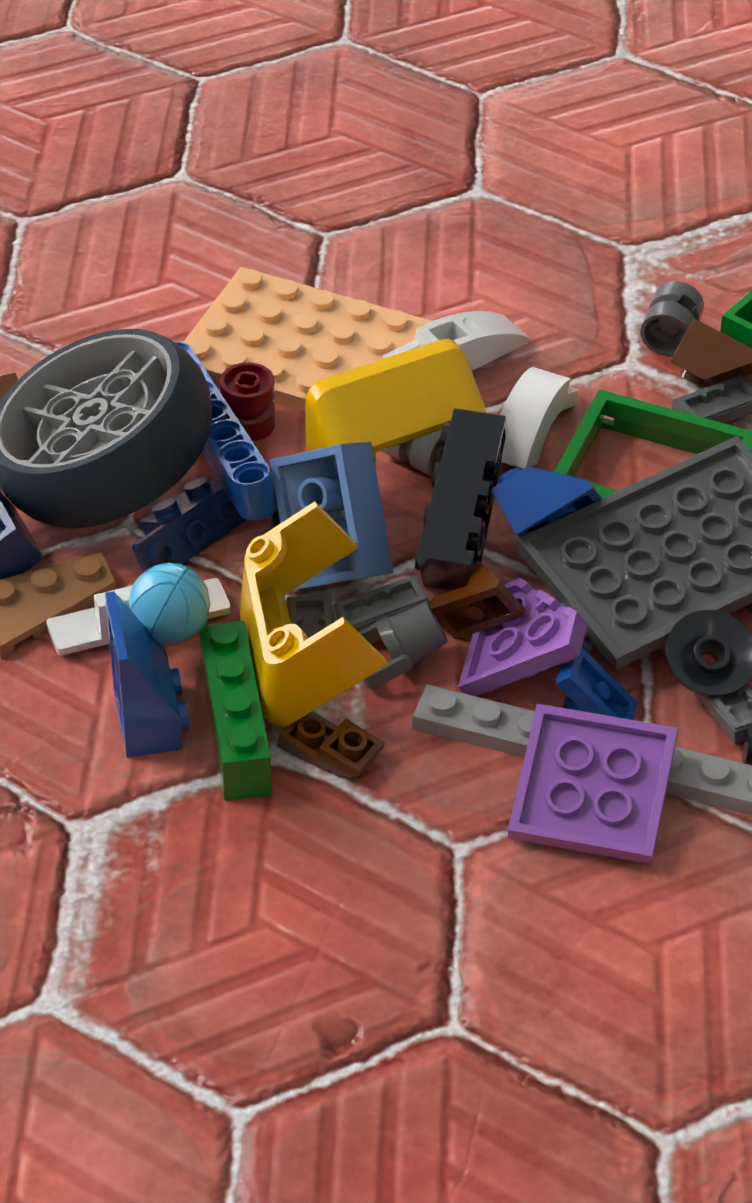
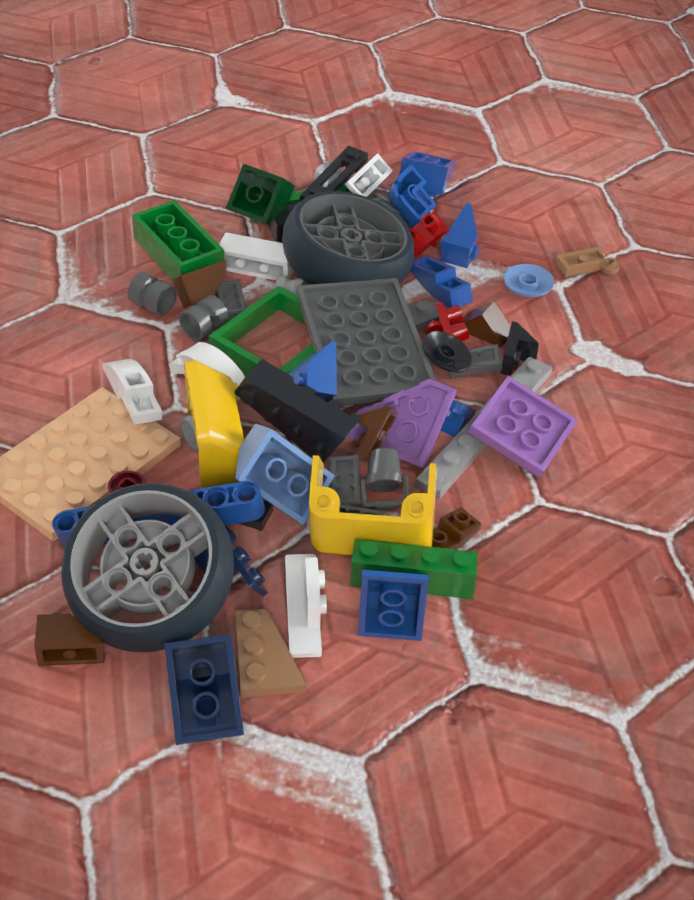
camera: 75 degrees left, 0 degrees up
(170, 602) = (342, 562): medium azure piece -> none
(648, 380) = (203, 318): none -> dark grey wheel

